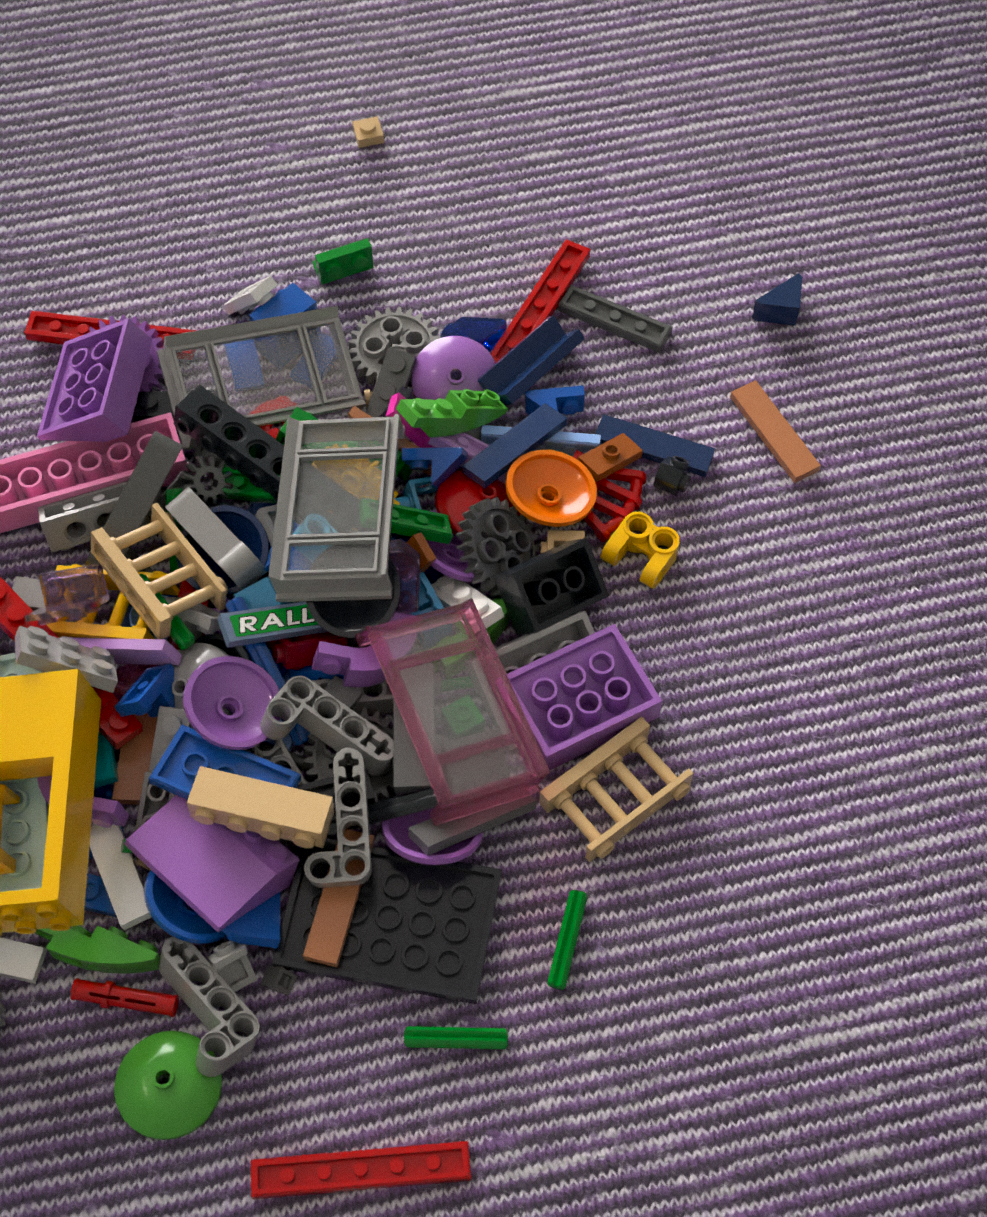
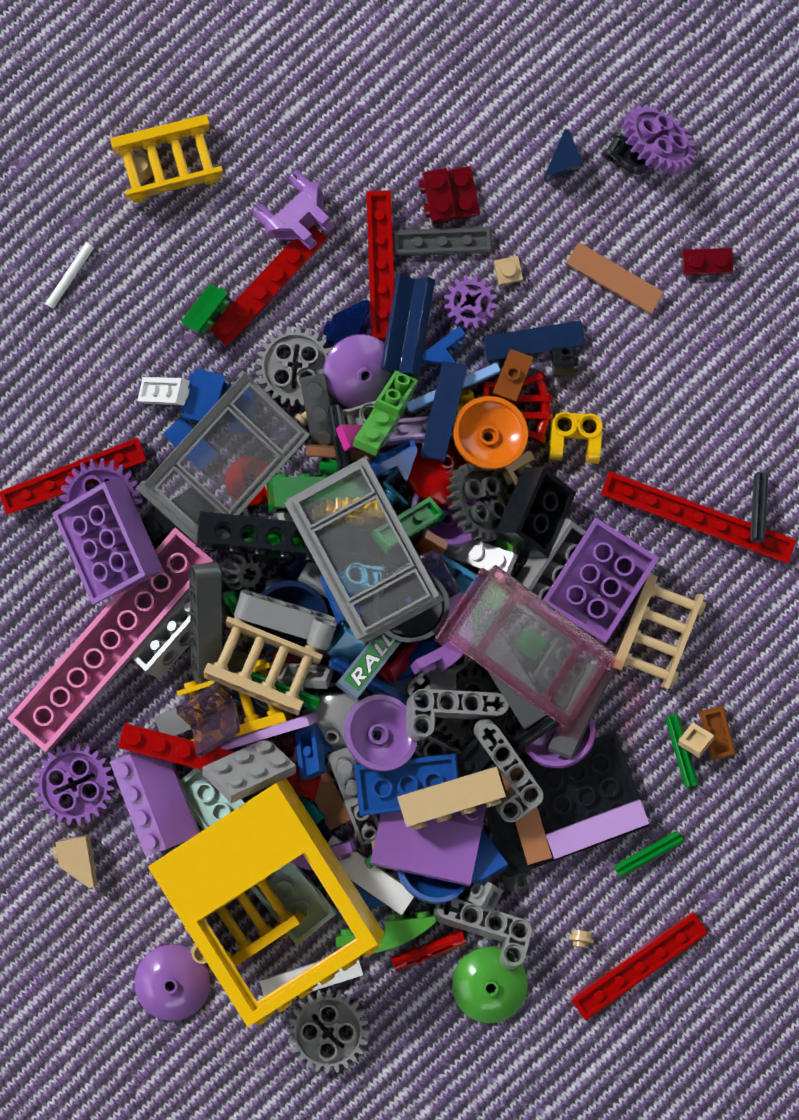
camera: 35 degrees left, 25 degrees up
(238, 181) = (69, 275): none -> white bar
(310, 1089) = (581, 938): none -> tan plate
(401, 110) = (173, 134): none -> yellow fence
(410, 963) = (597, 829): none -> lavender tile
(417, 273) = (265, 288): none -> red plate
(485, 224) = (298, 214): none -> medium lavender connector
(590, 928) = (696, 740): none -> tan plate
(609, 377) = (476, 311): none -> medium lavender gear
(621, 941) = (715, 722): none -> dark orange plate
(646, 282) = (449, 194): none -> dark red plate
(666, 373) = (508, 271): none -> tan plate
(736, 700) = (695, 516): none -> red plate
(809, 720) = (759, 507): none -> black axle
(852, 330) = (623, 155): none -> black piece
(885, 463) = (707, 261): none -> dark red plate
(892, 323) = (659, 140): none -> medium lavender gear

